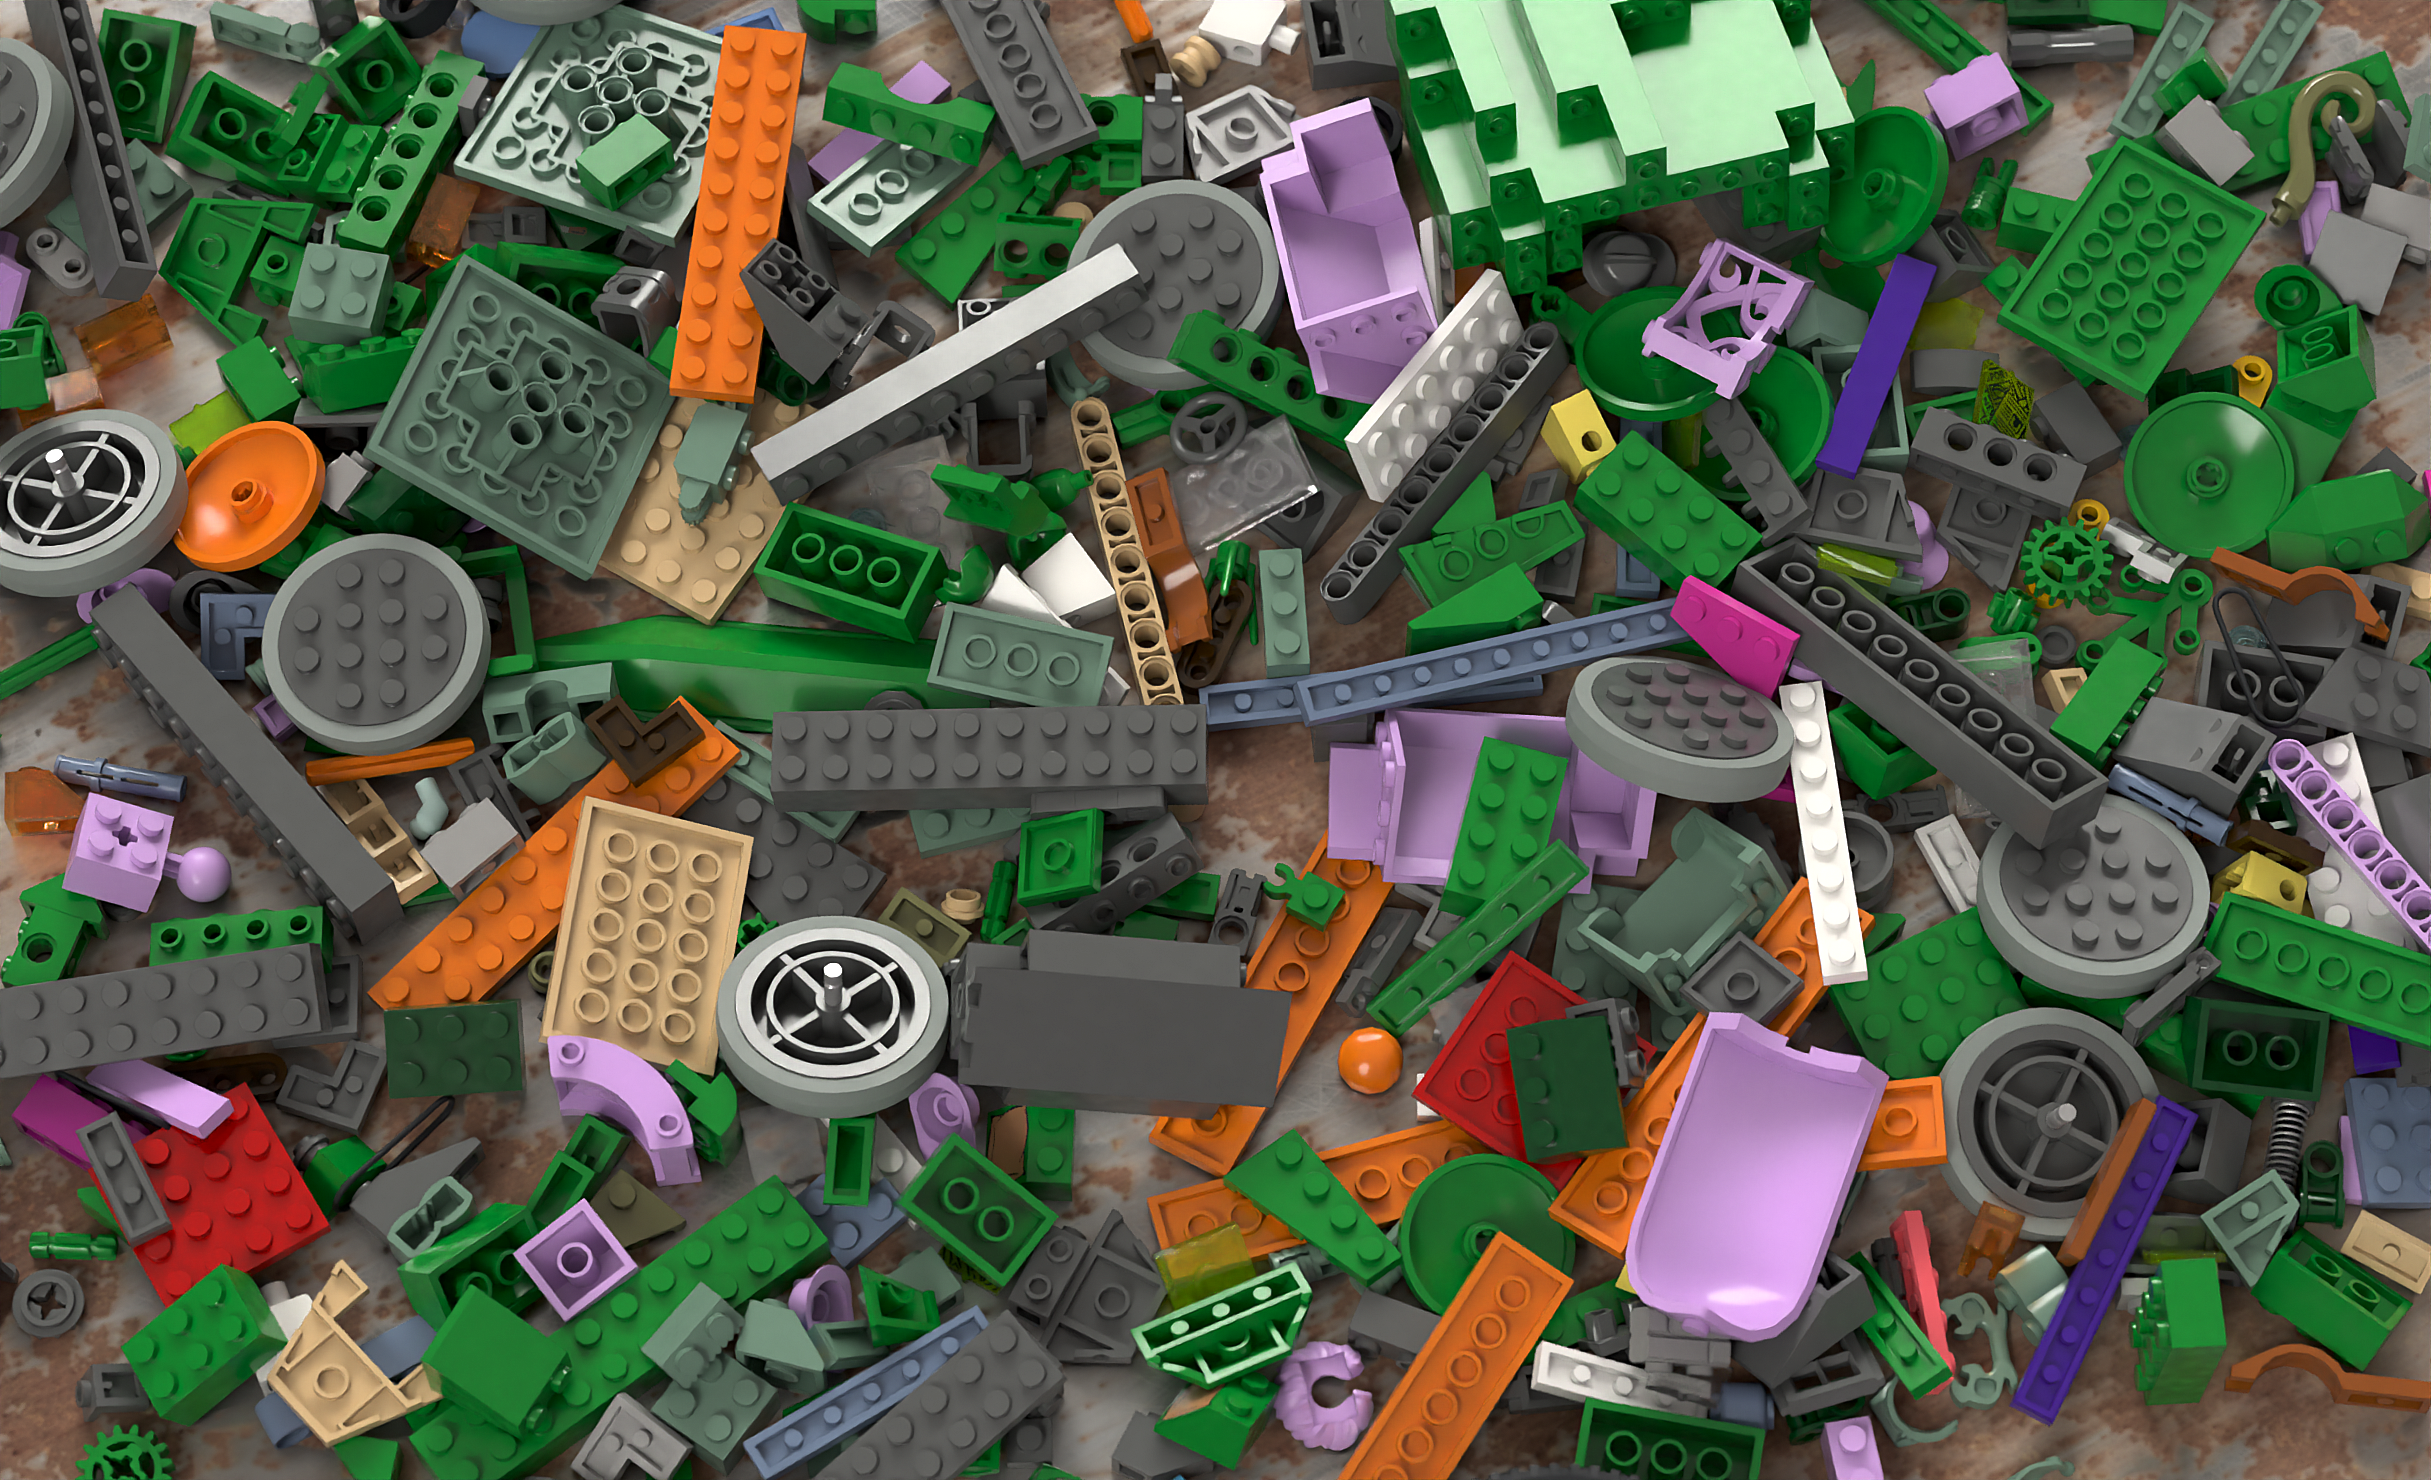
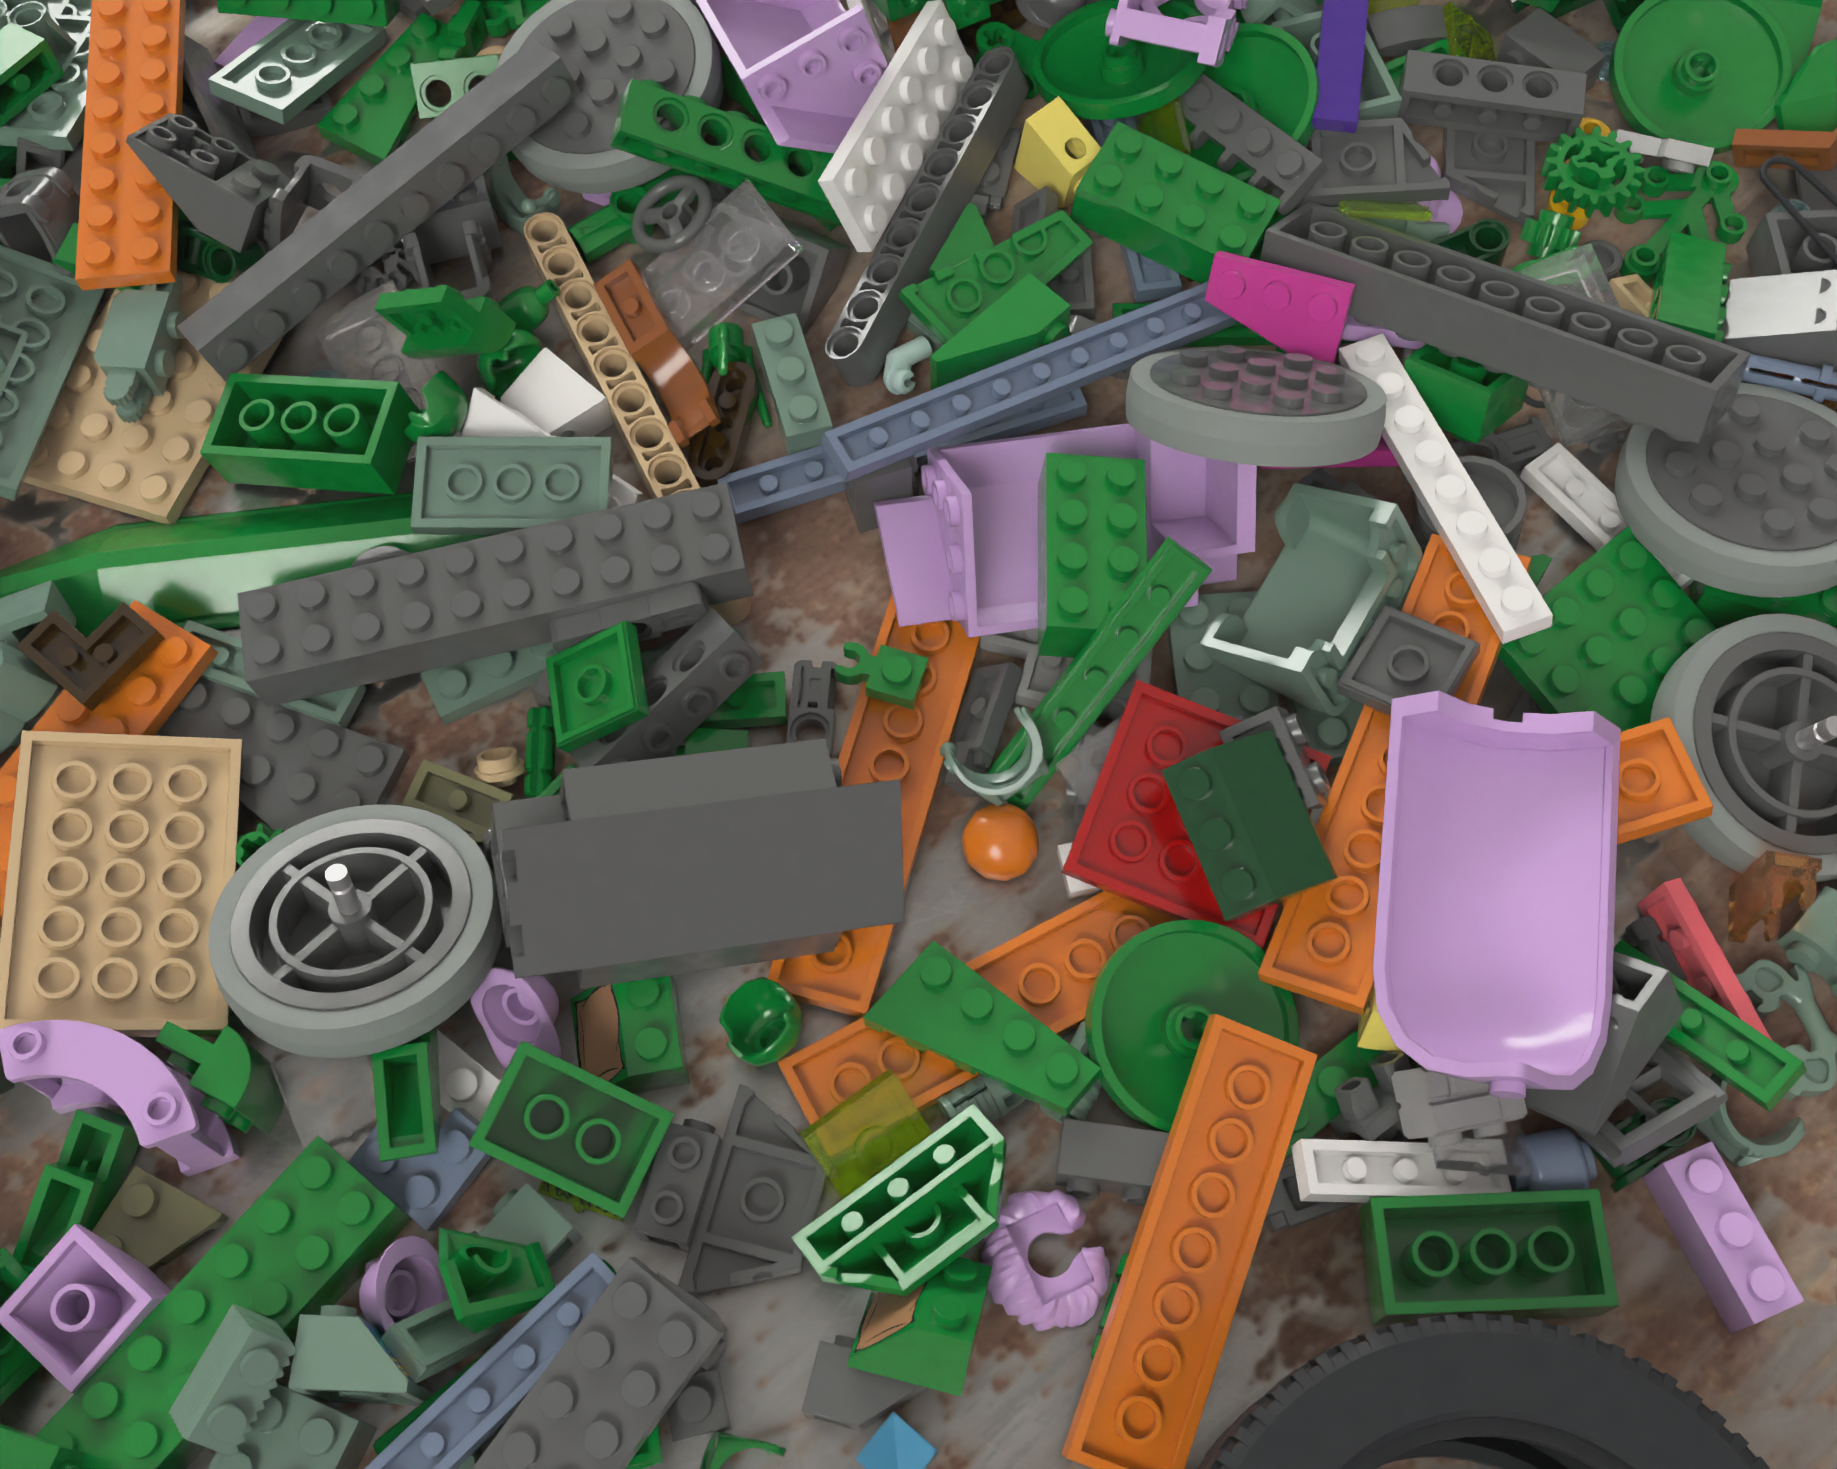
camera: 10 degrees left, 0 degrees up
(1140, 1163) = (761, 1021): none -> green hair
(1383, 1013) = (1001, 786): none -> sand green helmet
(1385, 610) = (899, 364): none -> light aqua arm

